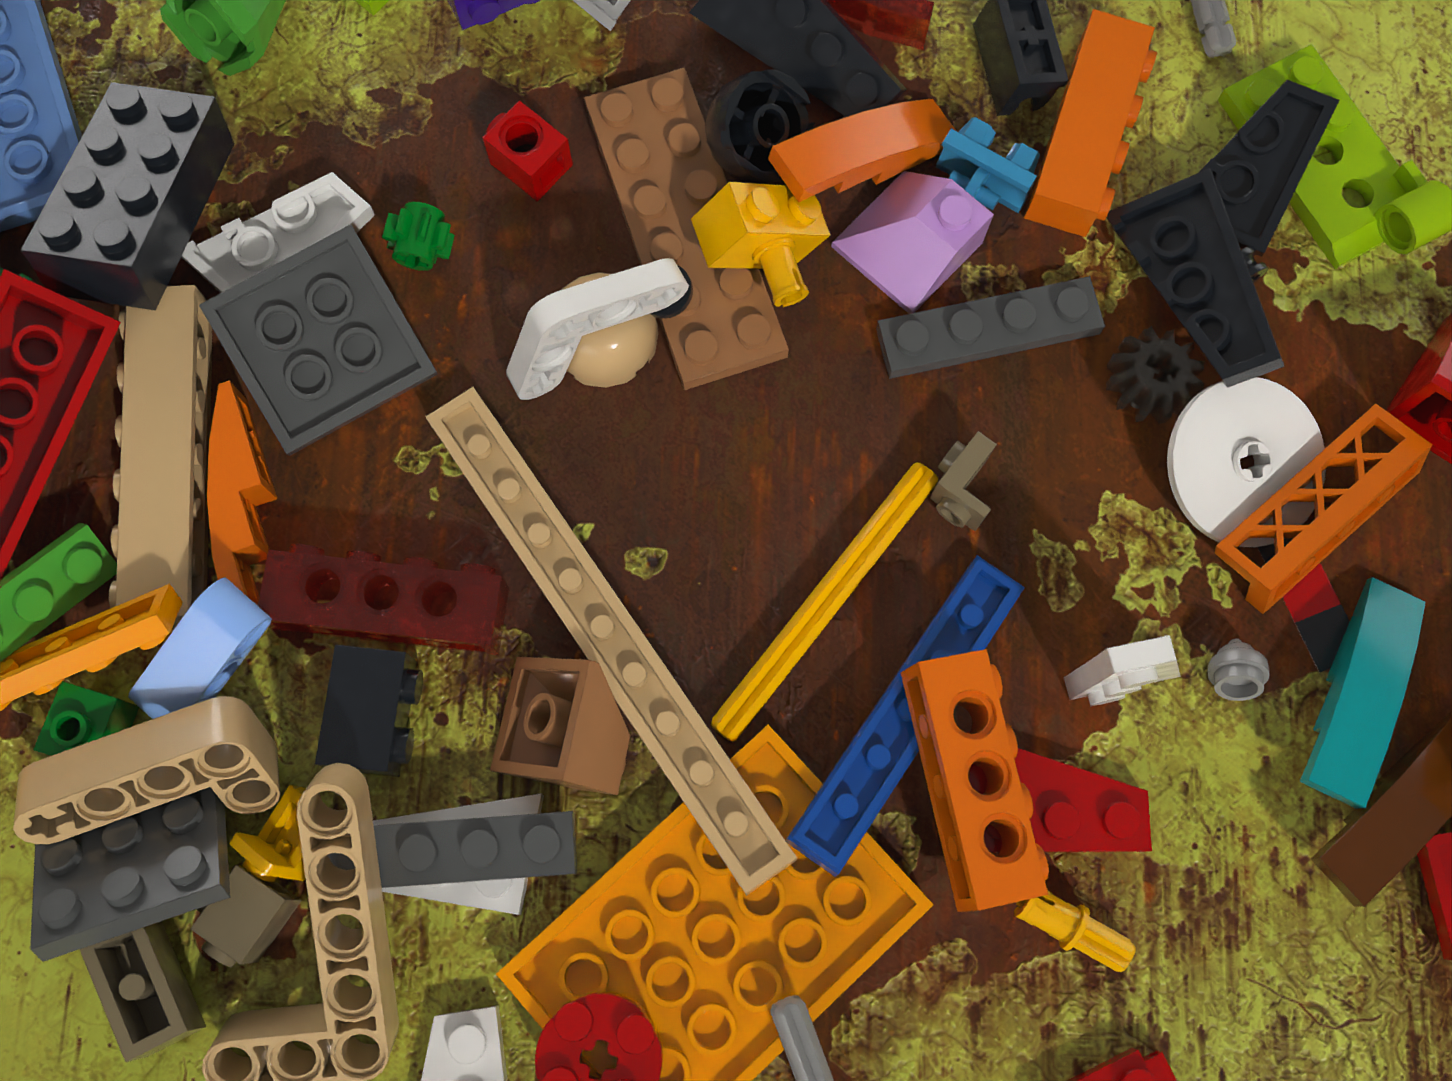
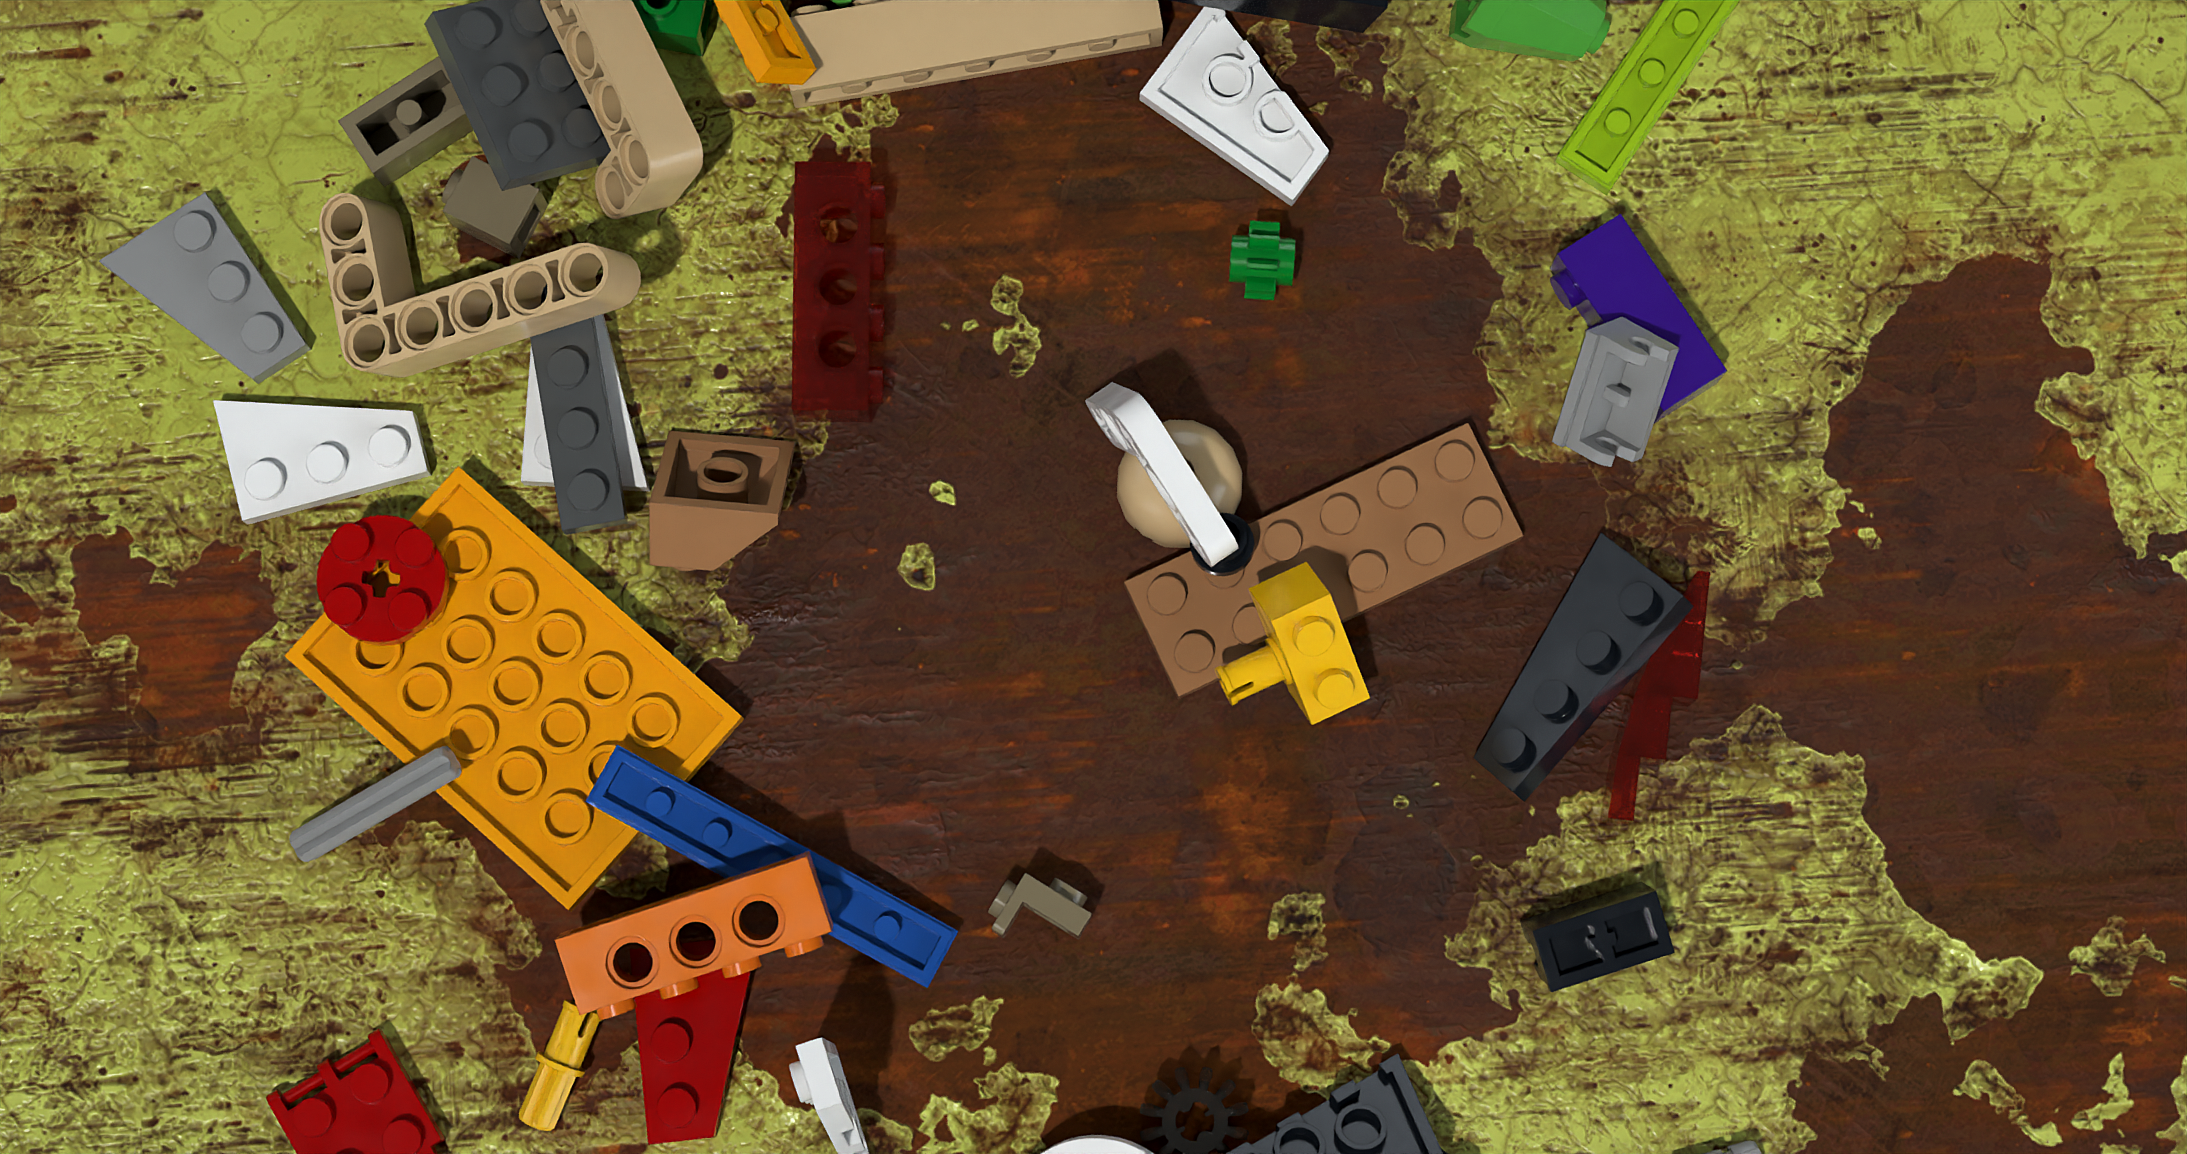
camera: 85 degrees right, 5 degrees up
(201, 651) = (748, 113): light blue beam -> none
(235, 486) = (952, 112): orange slope -> none
(278, 845) = (560, 222): yellow bracket -> none
(318, 340) = (1120, 173): dark grey plate -> none
(369, 710) = (714, 295): black brick -> none
(530, 170) = (1382, 392): red brick -> none
(610, 636) = (820, 530): tan plate -> none
(751, 118) = (1437, 631): black cylinder -> none
(823, 602) = (892, 769): yellow axle -> none
(861, 147) = (1430, 757): orange slope -> none
(914, 236) = (1337, 825): lavender slope -> none
(984, 172) = (1451, 882): dark azure hips -> none
(989, 327) = (1239, 929): dark grey plate -> none
(1090, 124) = (1511, 1028): orange brick -> none

